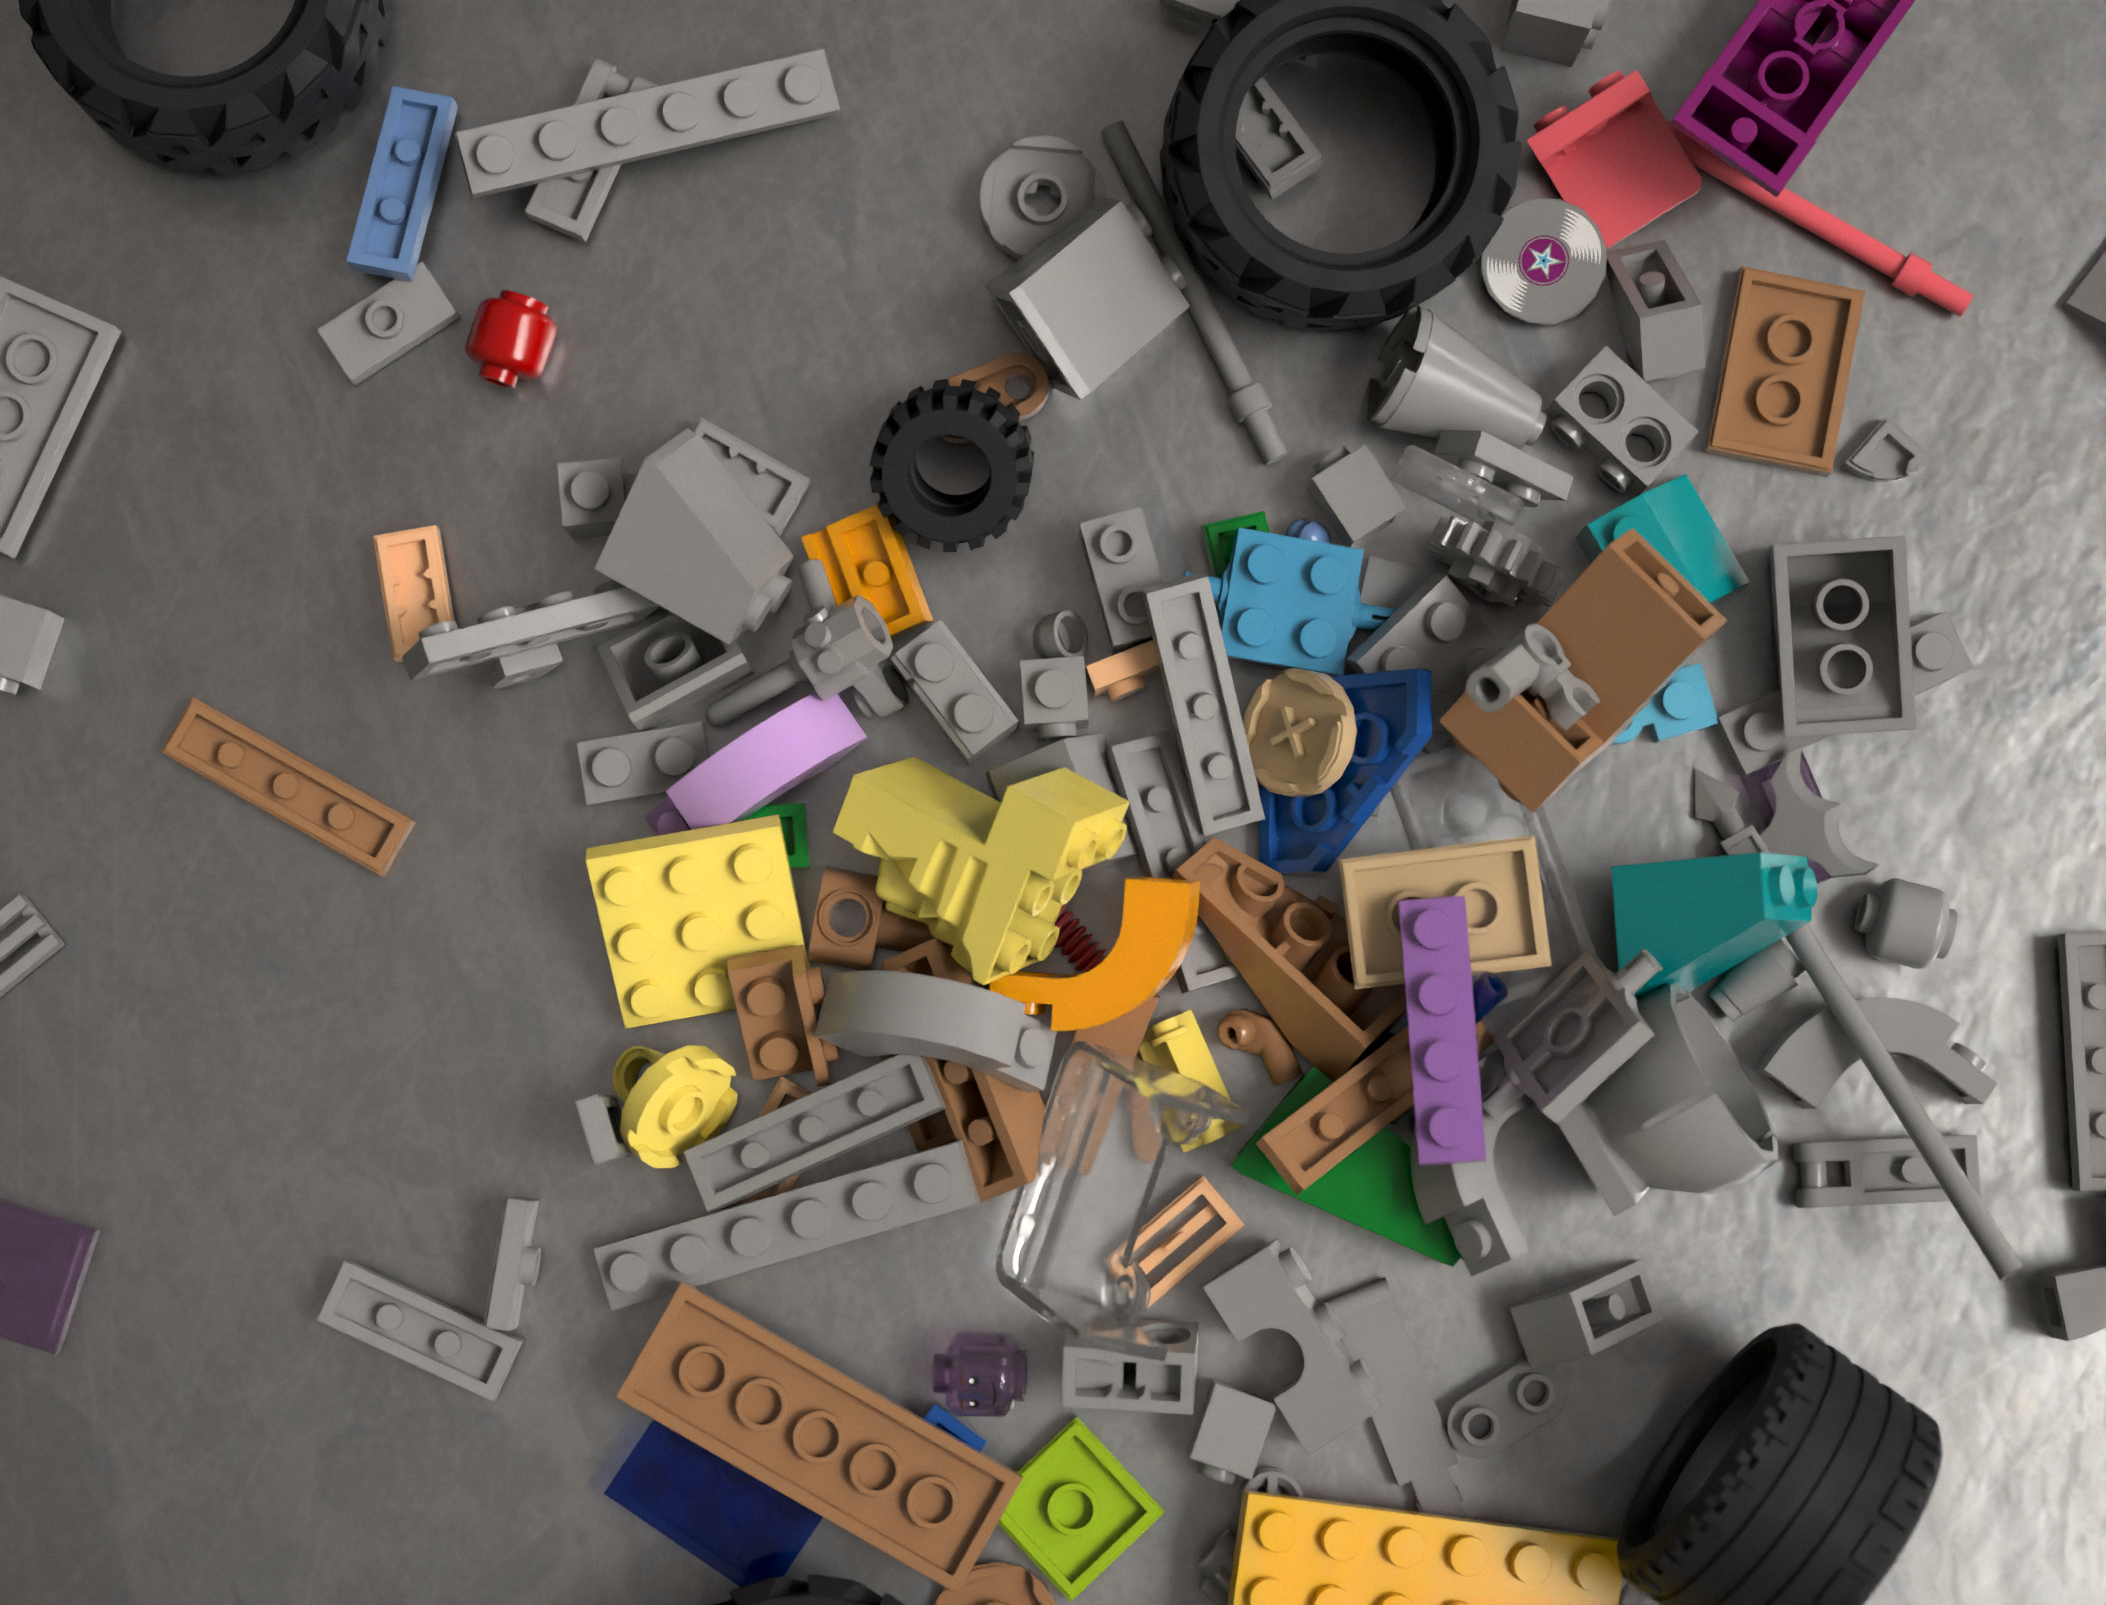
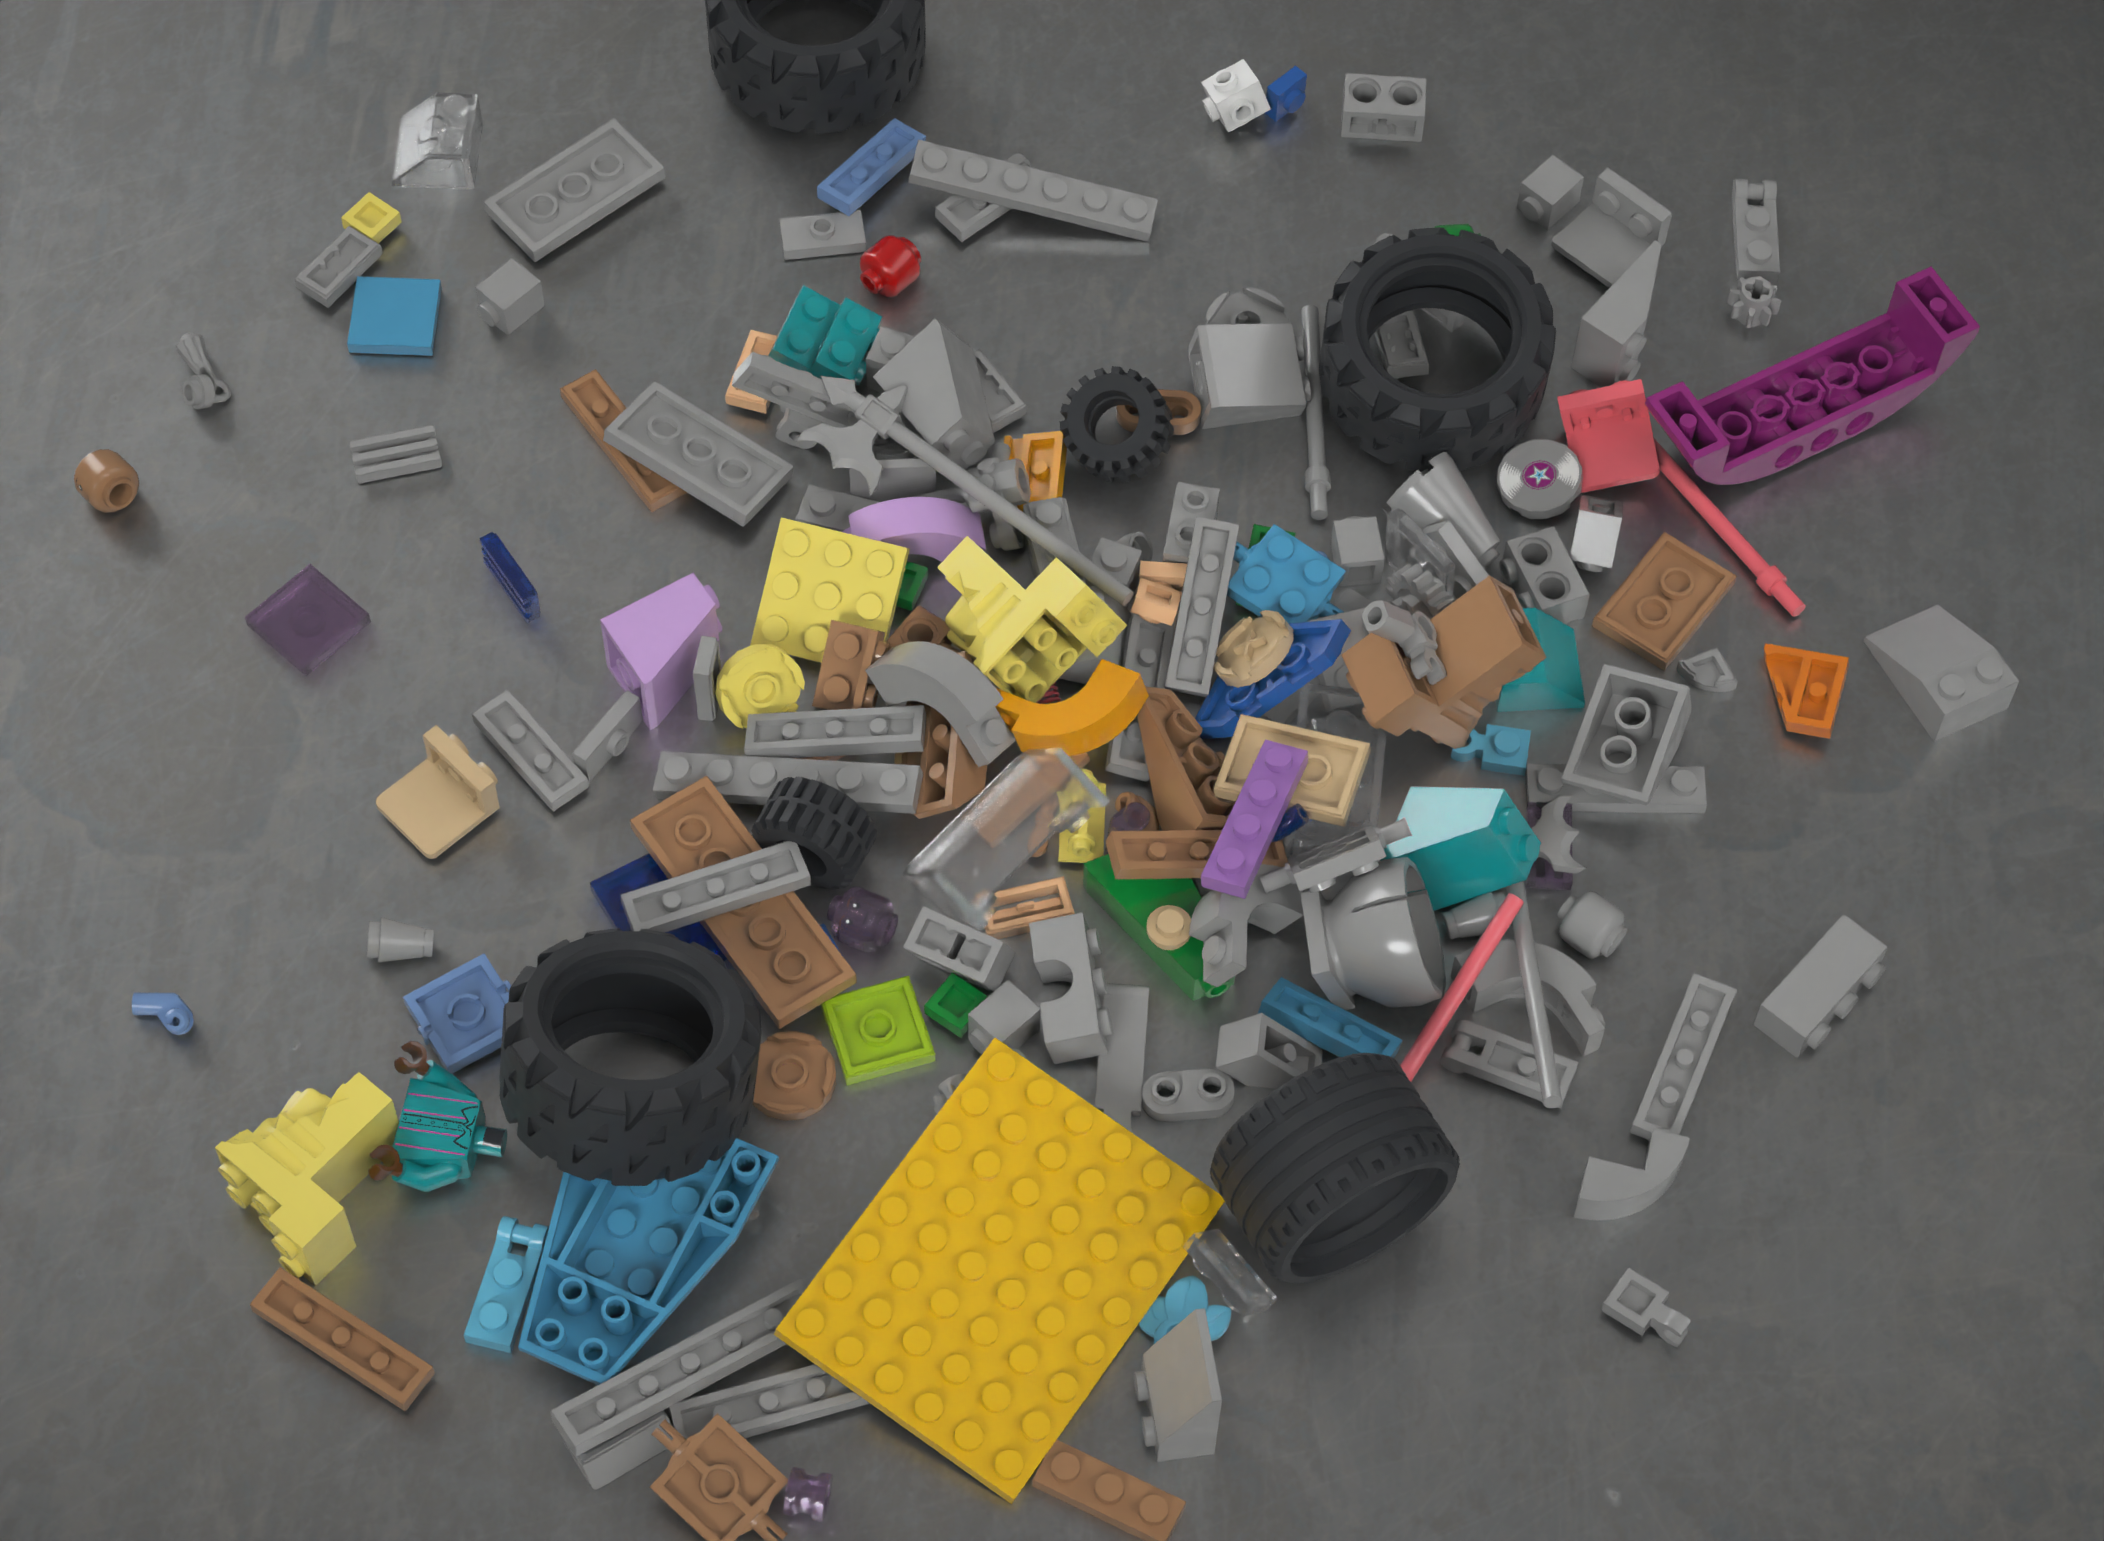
camera: 25 degrees right, 25 degrees down
(254, 1084) = (510, 577): none -> clear blue tile
(338, 1462) = (440, 796): none -> tan bracket
(405, 773) = (698, 453): none -> light grey plate
(486, 504) = (826, 336): none -> teal plate
(519, 1109) = (657, 641): none -> lavender slope
(625, 697) = (880, 416): none -> light grey piece
(786, 1460) = (717, 889): none -> light grey plate
(865, 1301) = (824, 823): none -> black tyre
(1136, 720) = (1155, 602): none -> light nougat plate
(1158, 1438) = (953, 1004): none -> green plate
(1248, 1072) = (1130, 818): none -> arm
(1390, 1217) = (1168, 927): none -> tan plate
(1644, 1236) = (1325, 1023): none -> dark azure plate
(1764, 1277) = (1461, 985): none -> coral bar
(2027, 425) = (1806, 687): none -> orange wing

